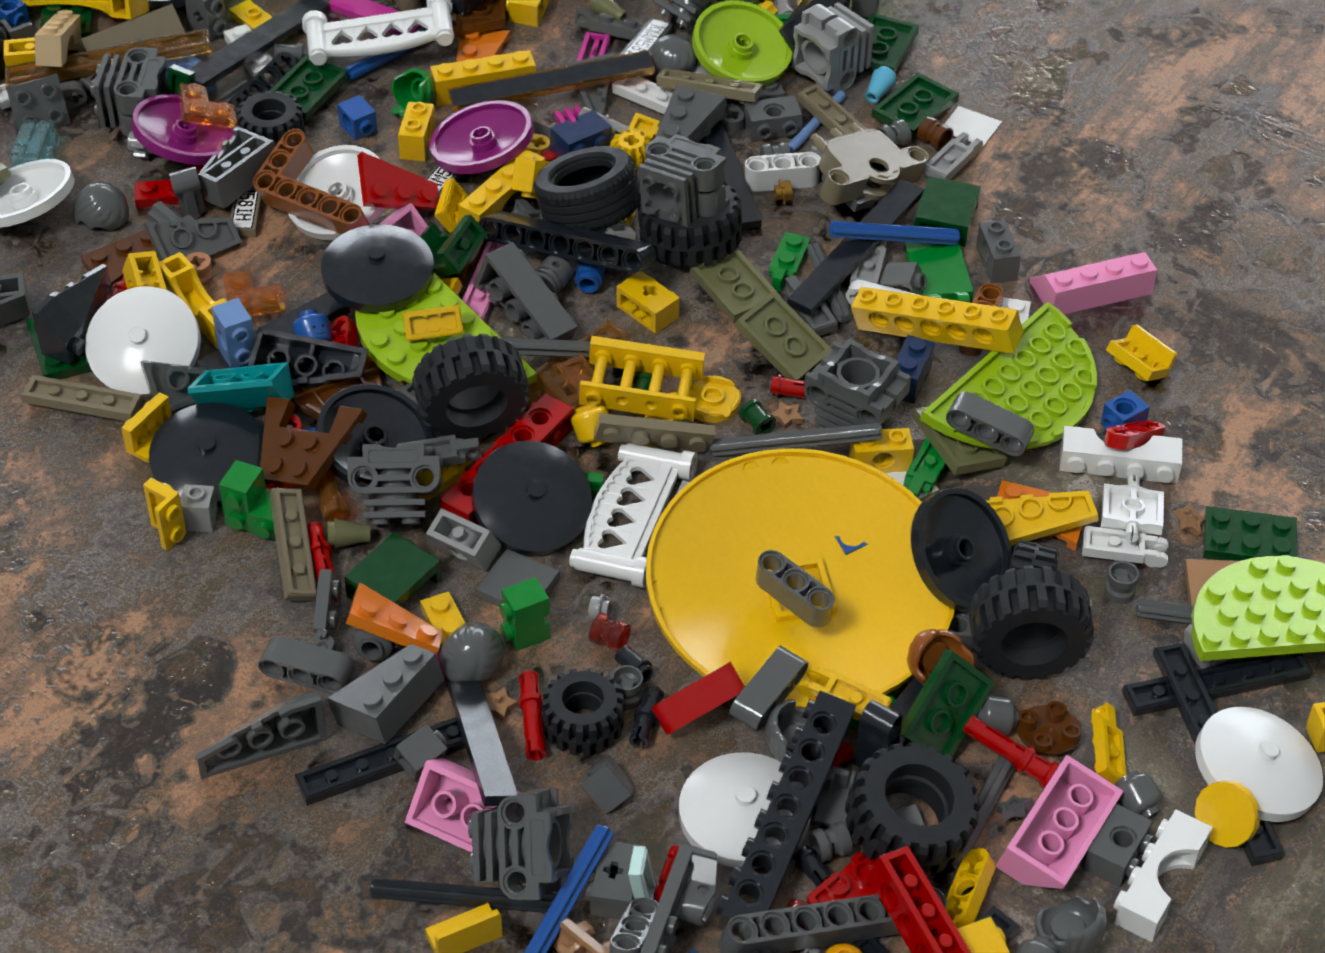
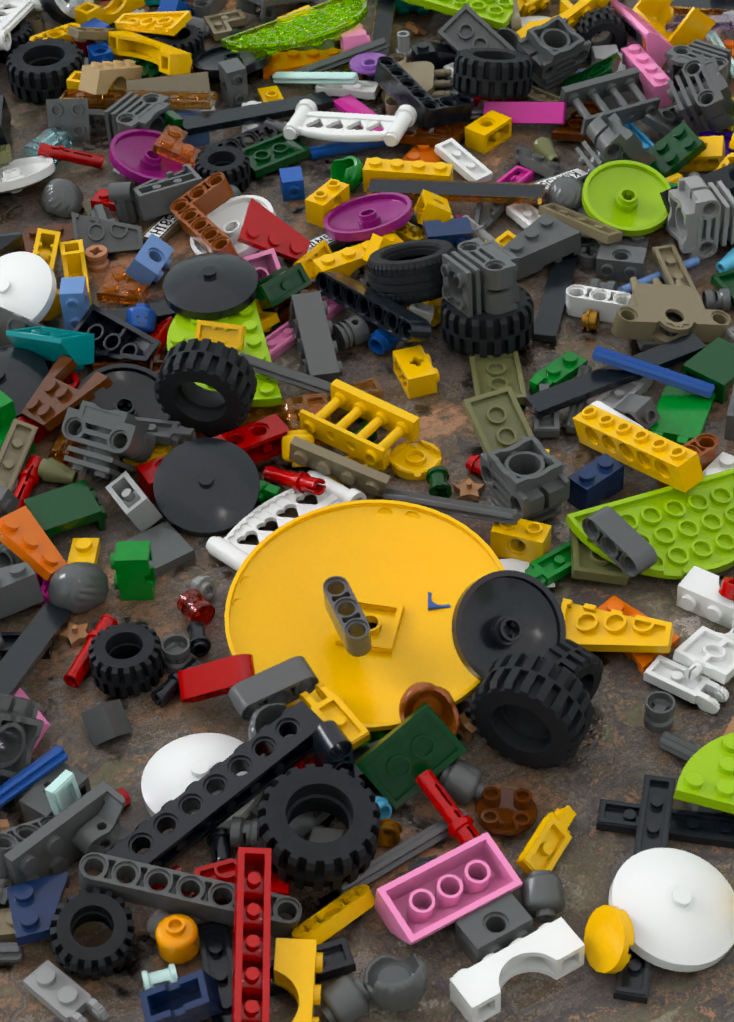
camera: 30 degrees right, 5 degrees down
(65, 151) = (69, 155): none -> red pin
(268, 255) = (150, 260): none -> medium blue brick
(523, 39) = (463, 161): none -> white plate
(544, 109) = (432, 207): none -> yellow brick
(625, 461) = (301, 481): none -> red pin

